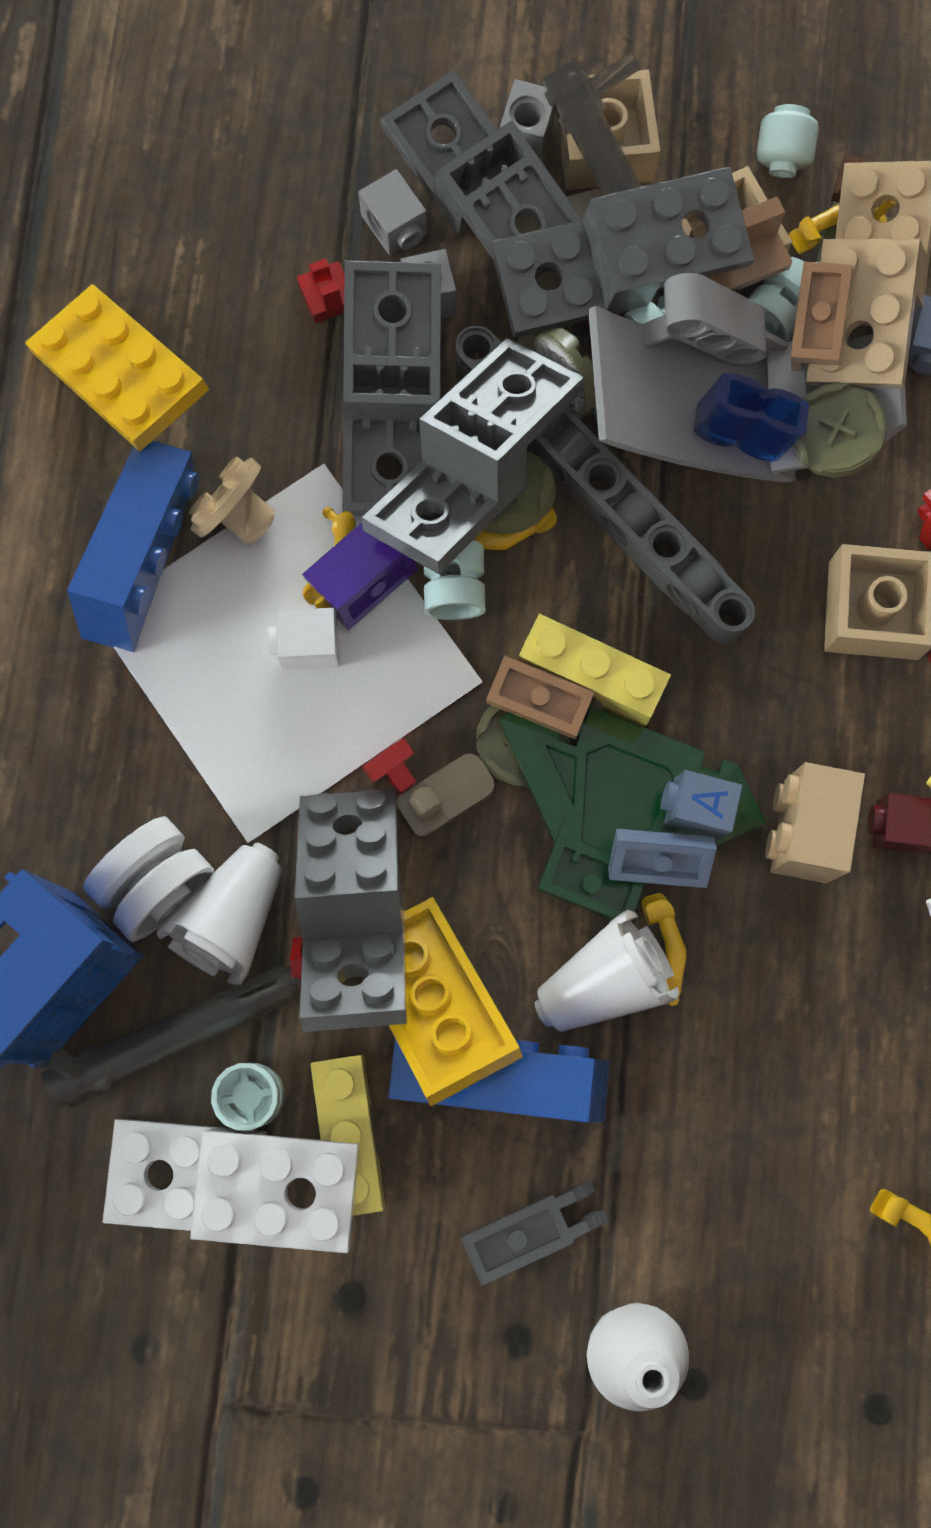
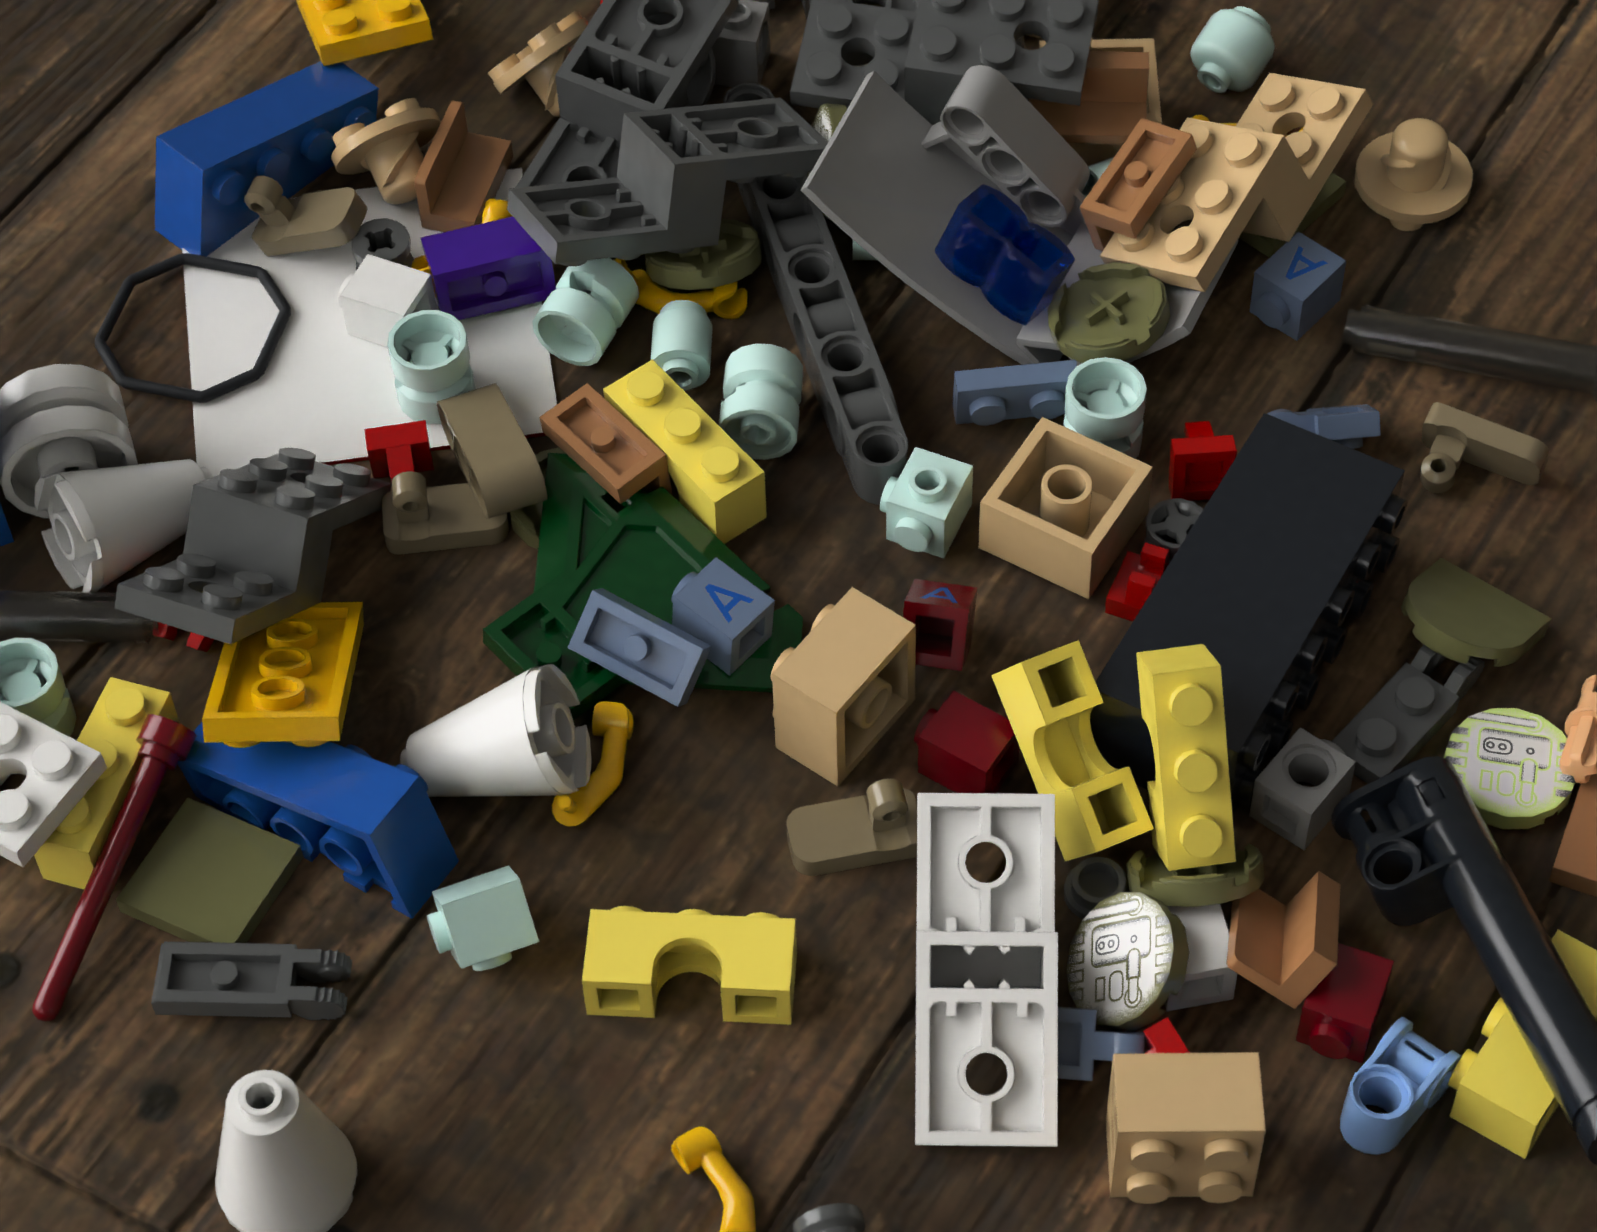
camera: 30 degrees right, 25 degrees down
(179, 779) = (180, 392): none -> black piece
(204, 592) = (304, 222): none -> dark tan piece
(277, 599) = (384, 240): none -> dark grey wheel
(294, 498) = (459, 173): none -> medium nougat panel
(303, 369) = (541, 61): none -> tan plate
(375, 683) = (429, 362): none -> light aqua wheel
(384, 1103) = (162, 747): none -> dark red piece
(455, 1164) = (209, 876): none -> olive tile
(461, 737) = (492, 451): none -> dark tan beam
(536, 578) = (683, 343): none -> light aqua brick
(621, 601) = (762, 399): none -> light aqua wheel
(668, 1115) = (482, 919): none -> light aqua brick
(777, 1091) = (639, 951): none -> light yellow arch
(778, 636) = (927, 502): none -> light aqua brick
(808, 506) = (1011, 392): none -> sand blue plate
(845, 736) = (942, 622): none -> dark red brick
(862, 918) = (854, 830): none -> dark tan piece
(865, 509) = (1107, 403): none -> light aqua wheel

